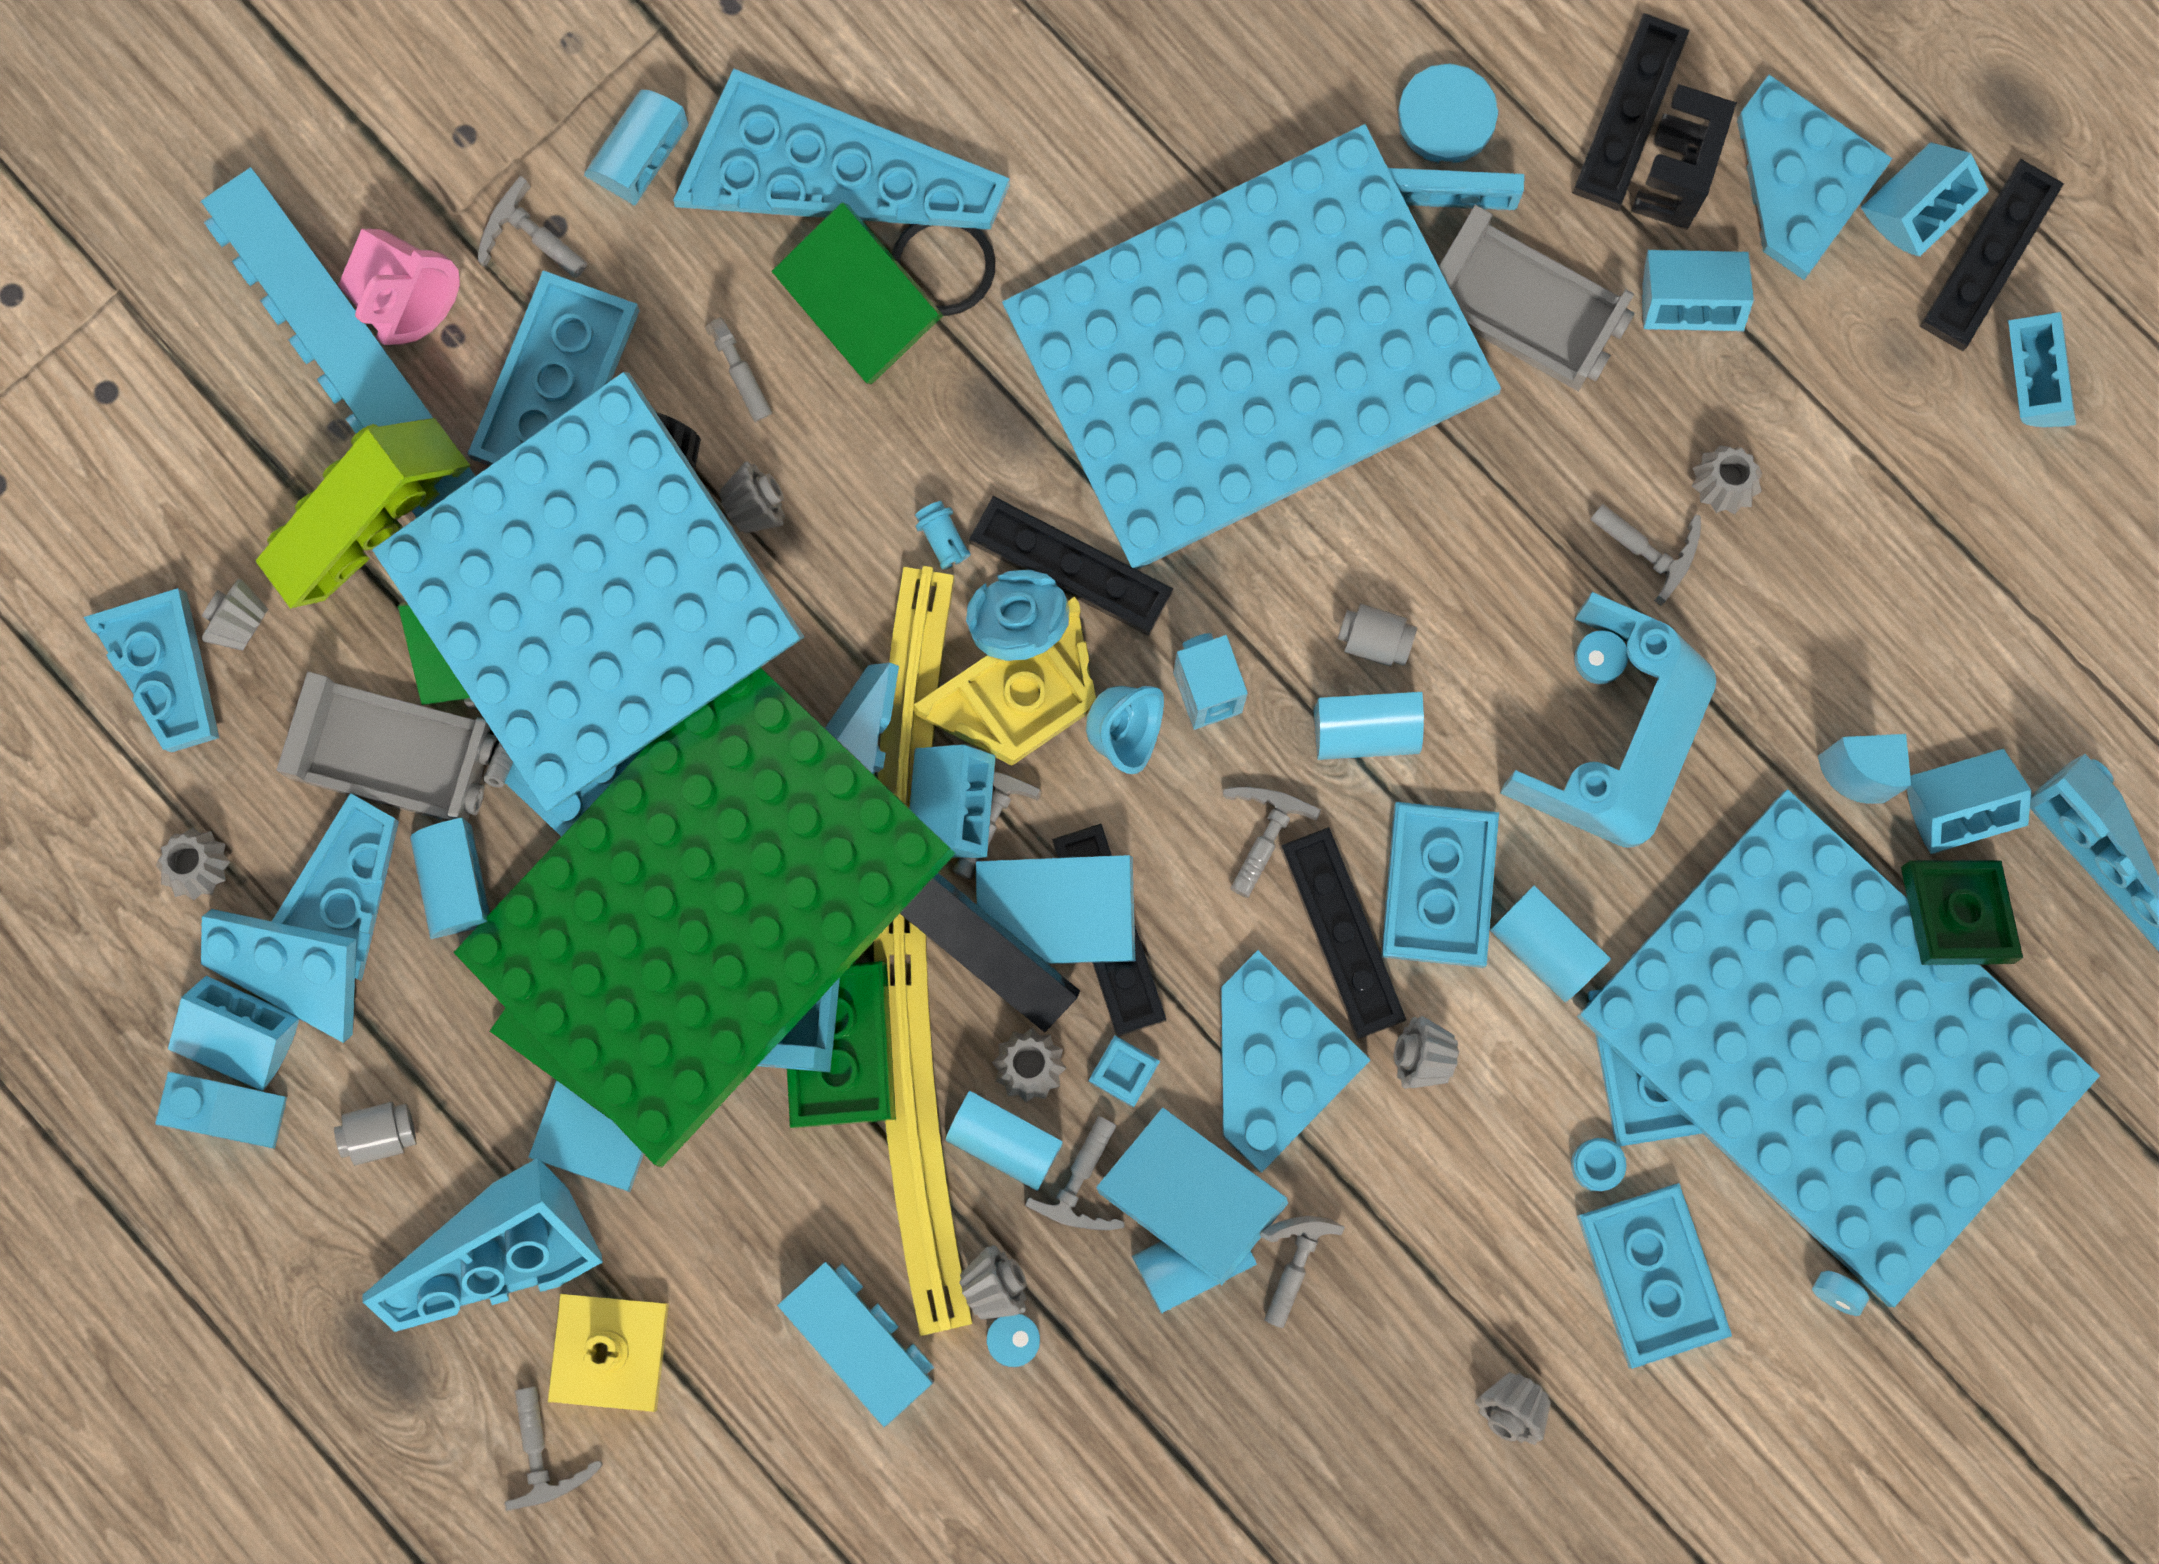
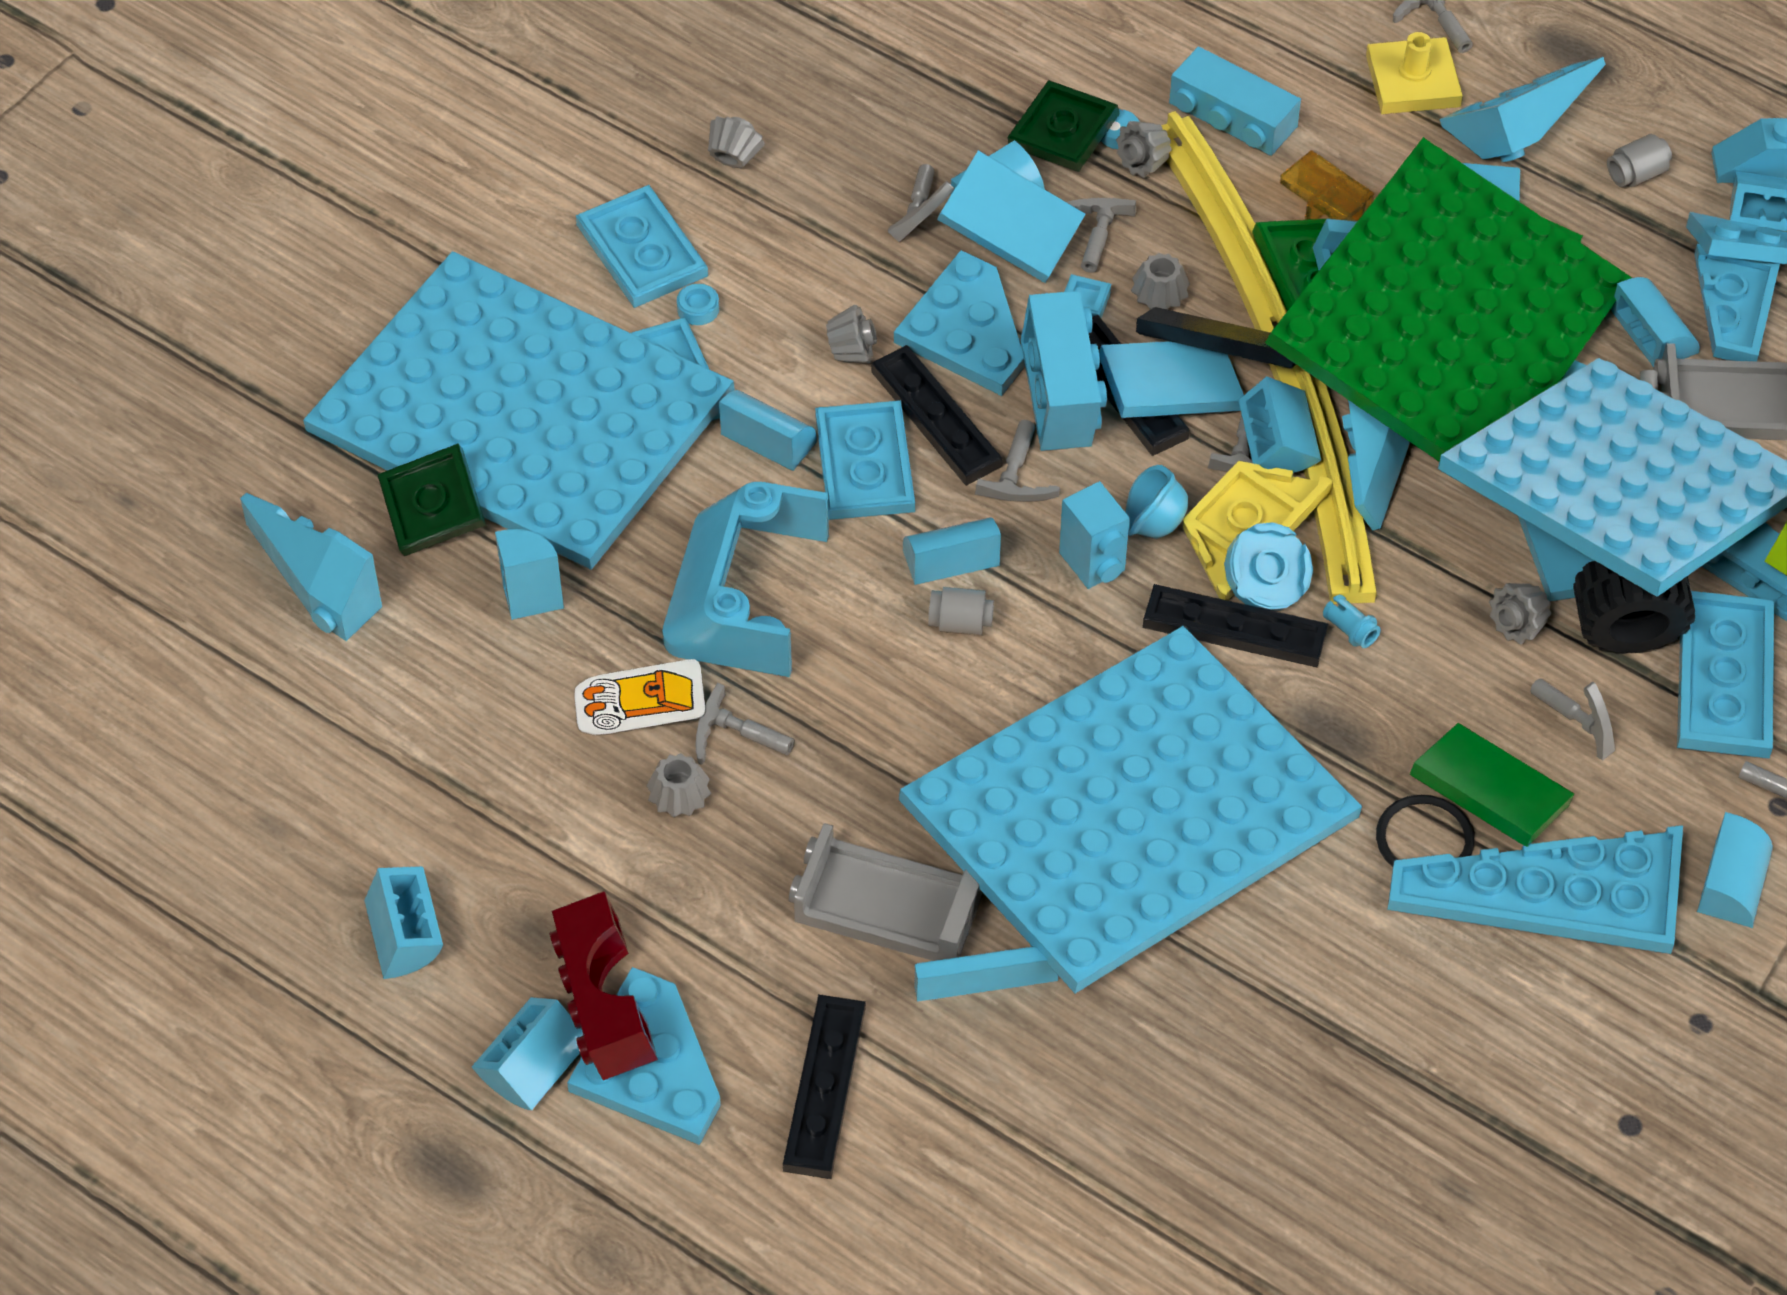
camera: 170 degrees right, 25 degrees down
(788, 1153) = (1326, 189): none -> clear yellow panel
(1003, 1140) = (1150, 233): medium azure brick -> none
(1085, 1352) = (1064, 125): none -> dark green tile
(1190, 917) = (1062, 370): none -> medium azure brick
(1447, 113) = (999, 1047): medium azure tile -> none
(1696, 290) = (735, 928): medium azure brick -> none
(1701, 151) = (768, 1019): black panel -> none
(1750, 608) = (640, 698): none -> sticker
(1841, 1293) = (495, 250): medium azure tile -> none
(1852, 172) = (612, 1025): none -> dark red arch
(1969, 801) = (434, 585): medium azure brick -> none
(1991, 255) = (459, 1025): black tile -> none

